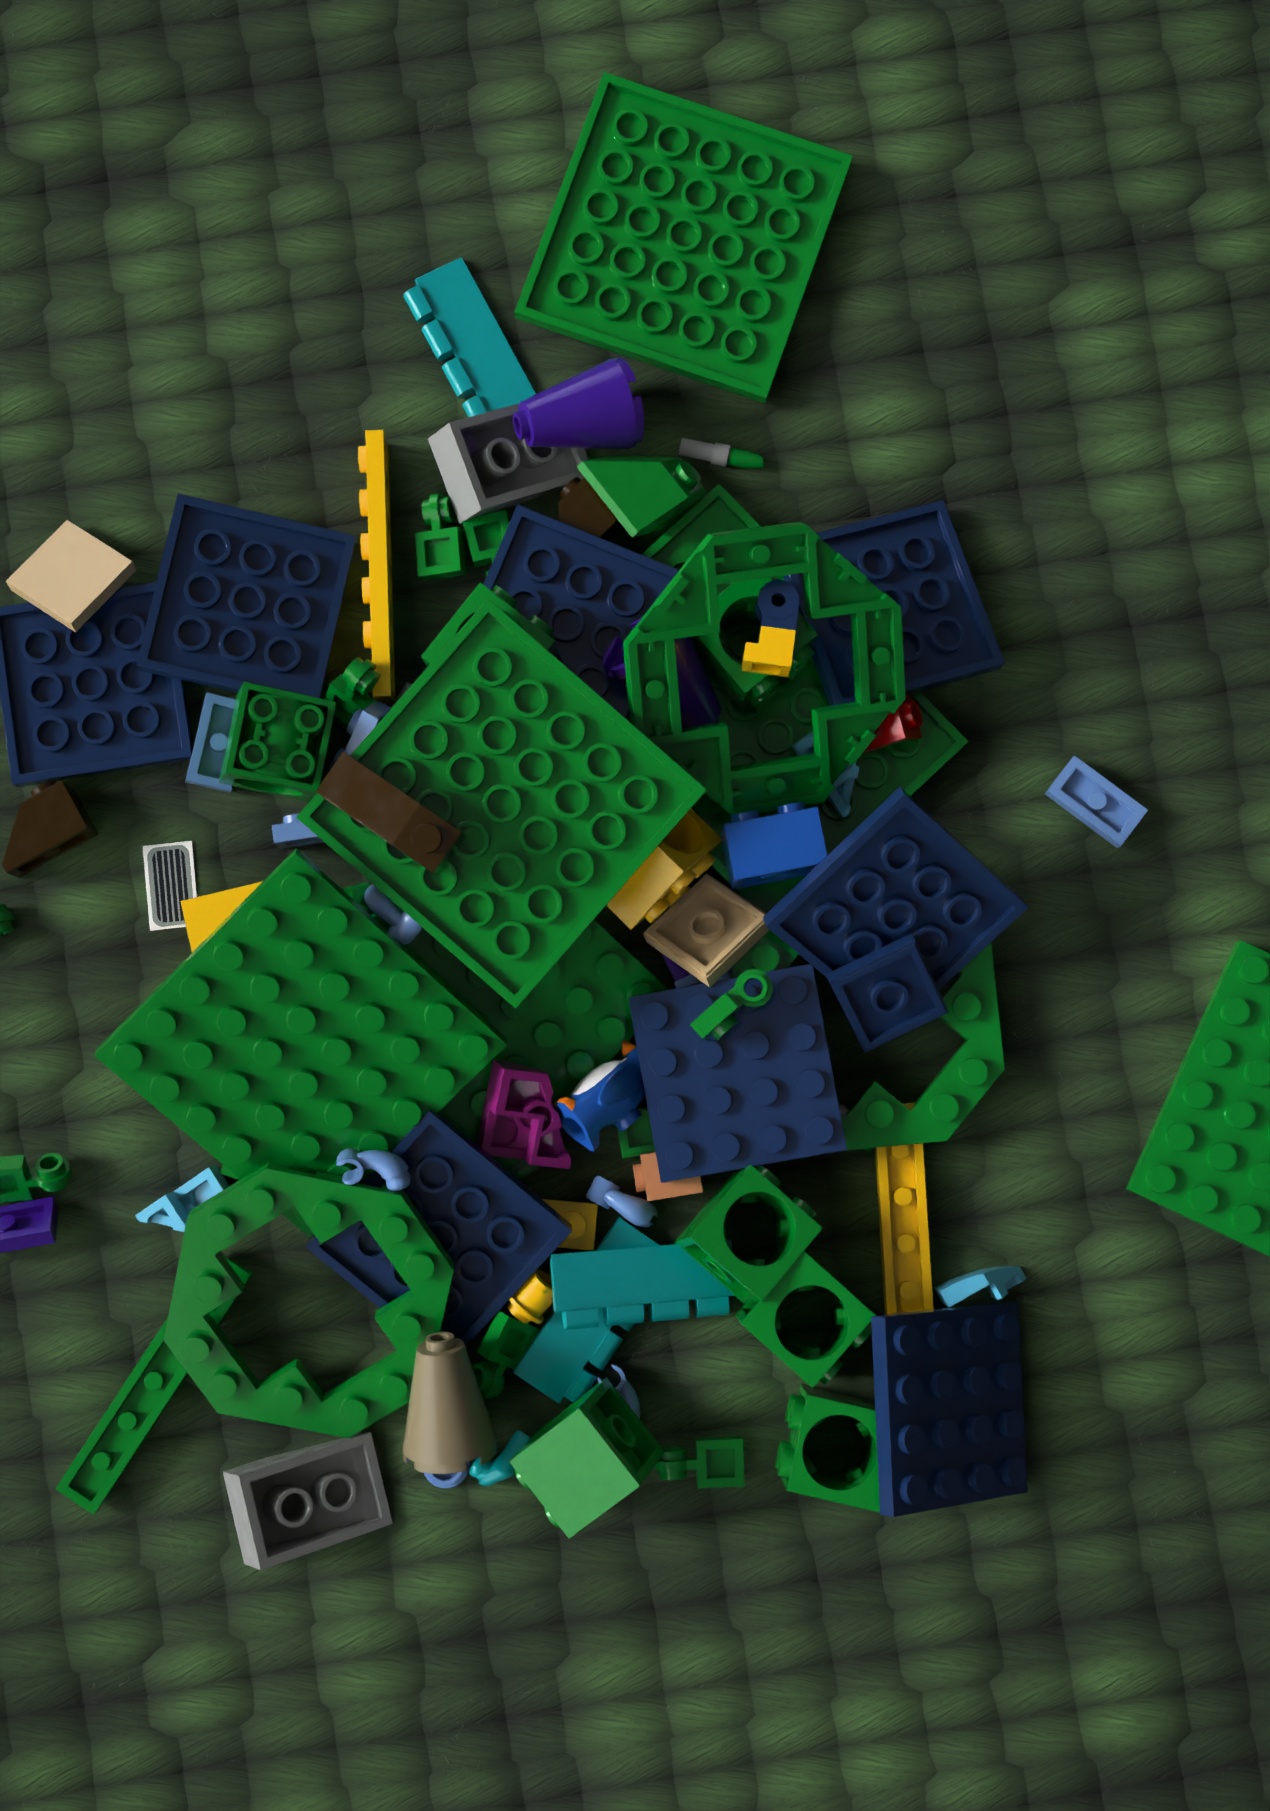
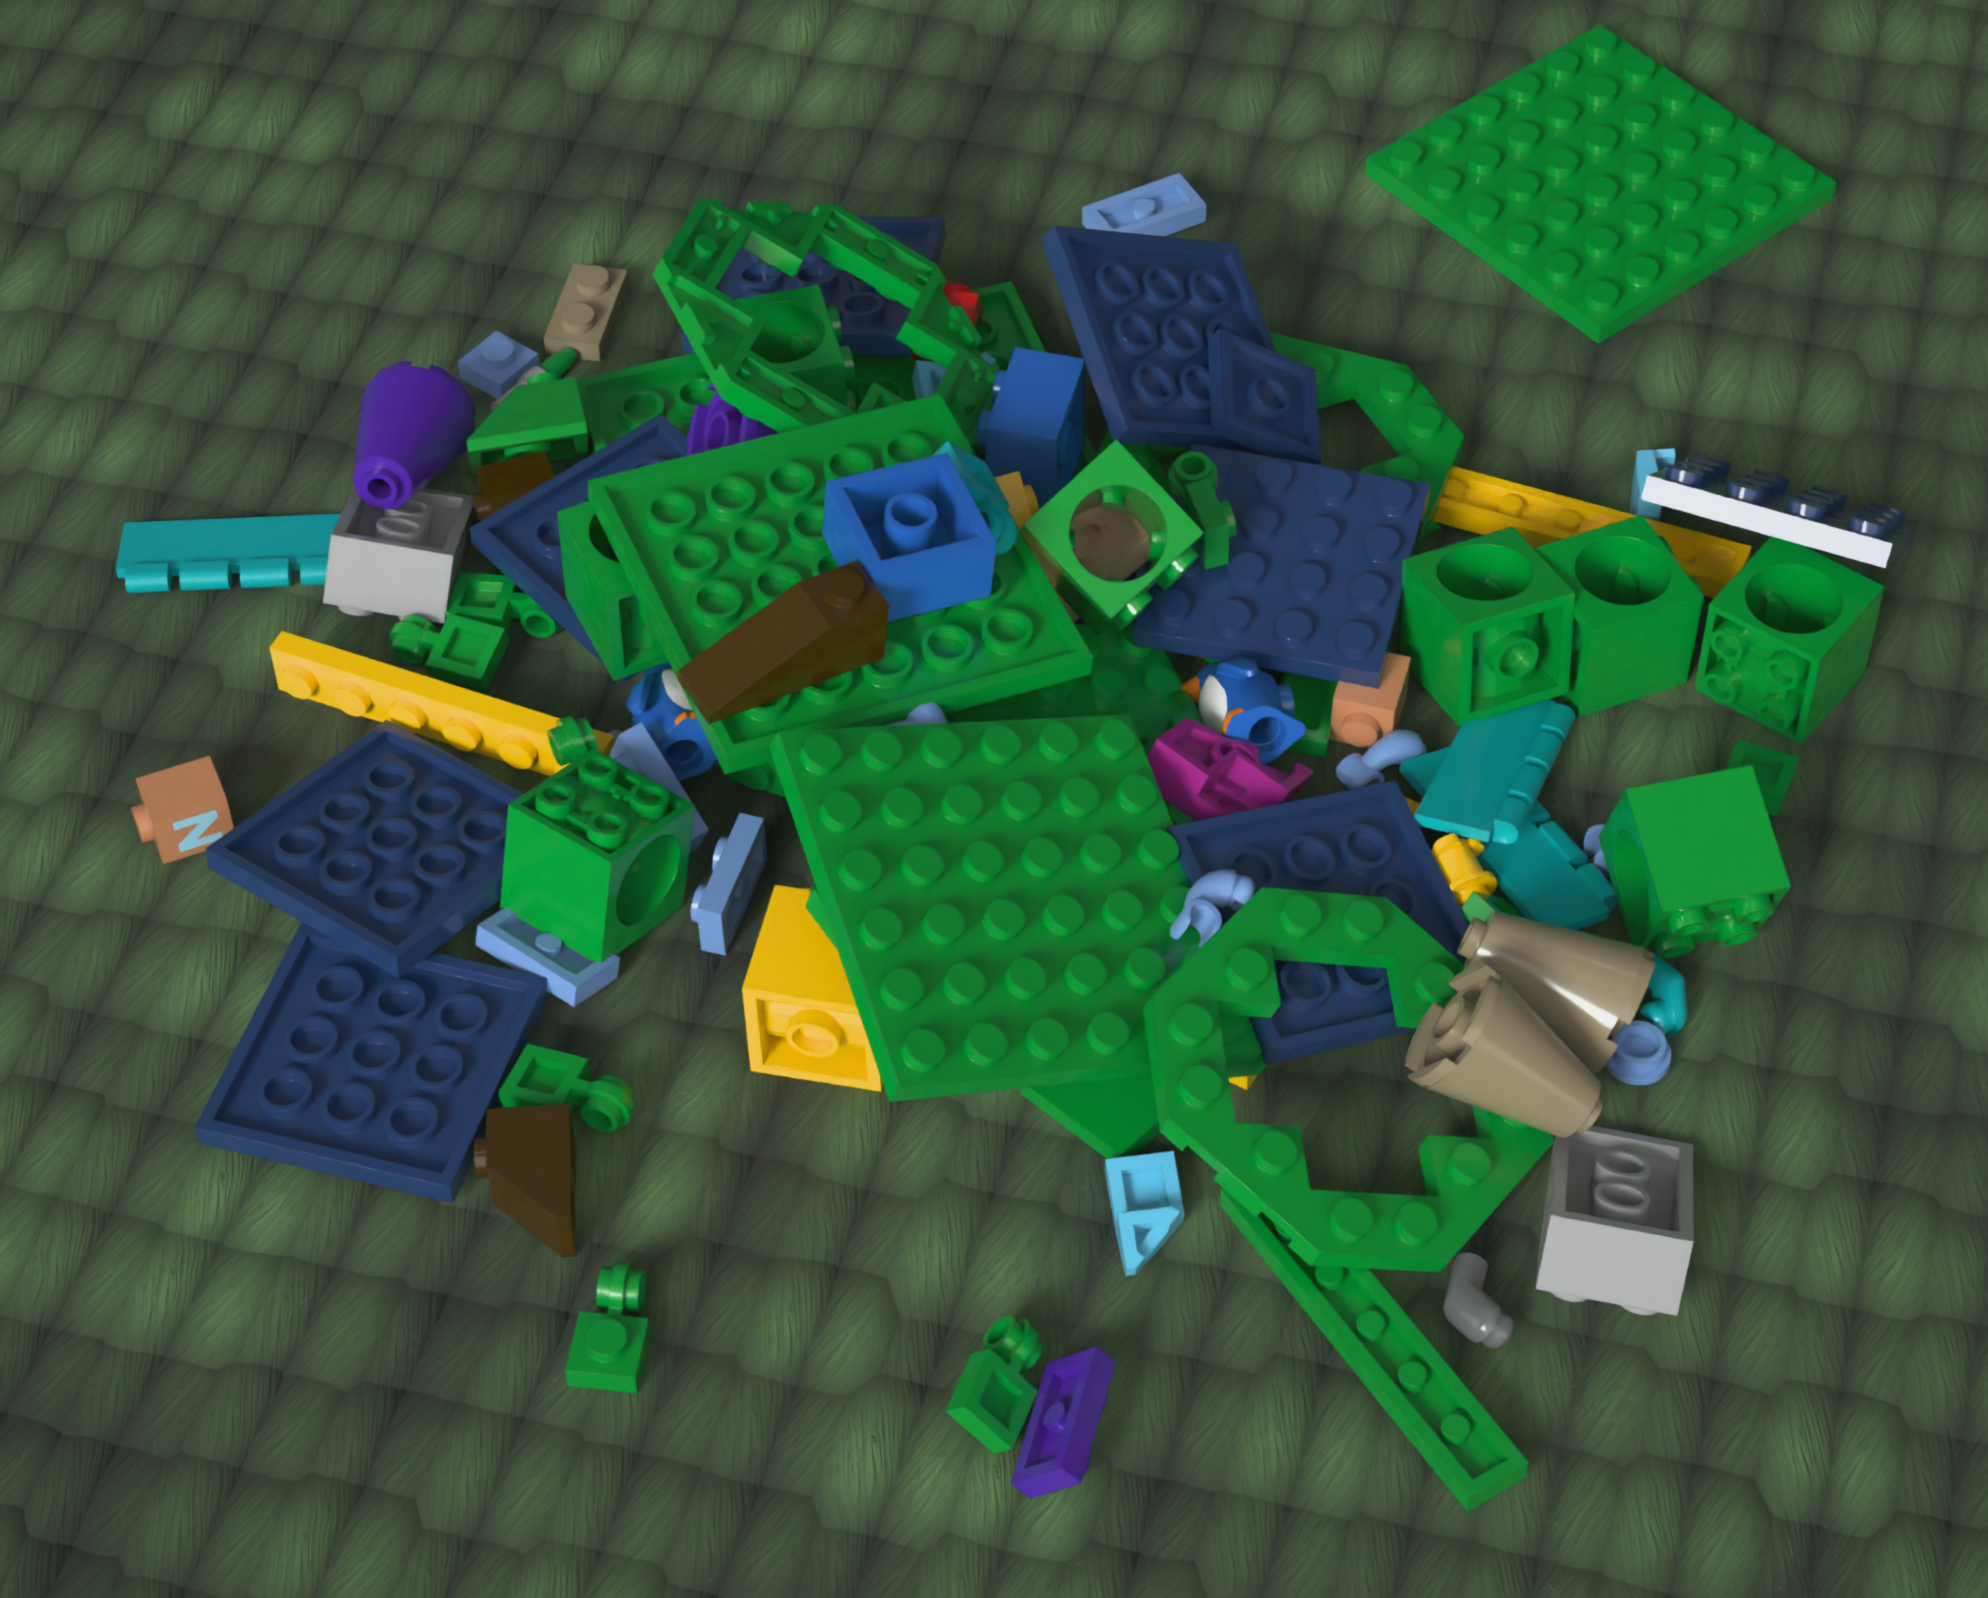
camera: 65 degrees left, 35 degrees down
(71, 575) = (220, 1017): tan tile -> none
(118, 800) = (557, 1077): none -> green plate
(168, 881) = (698, 1087): sticker -> none
(198, 1435) = (1471, 1308): none -> dark grey arm
(225, 452) = (182, 809): none -> nougat brick
(344, 1395) = (1502, 1057): none -> dark tan cone
(518, 849) = (912, 534): none -> blue brick
(606, 864) = (985, 494): none -> teal plate
(671, 942) = (1114, 483): none -> green brick
(683, 237) = (260, 325): green plate -> none
(725, 420) = (496, 364): none -> medium blue plate
(778, 614) = (795, 299): leg -> none
(808, 451) = (587, 311): none -> dark tan plate

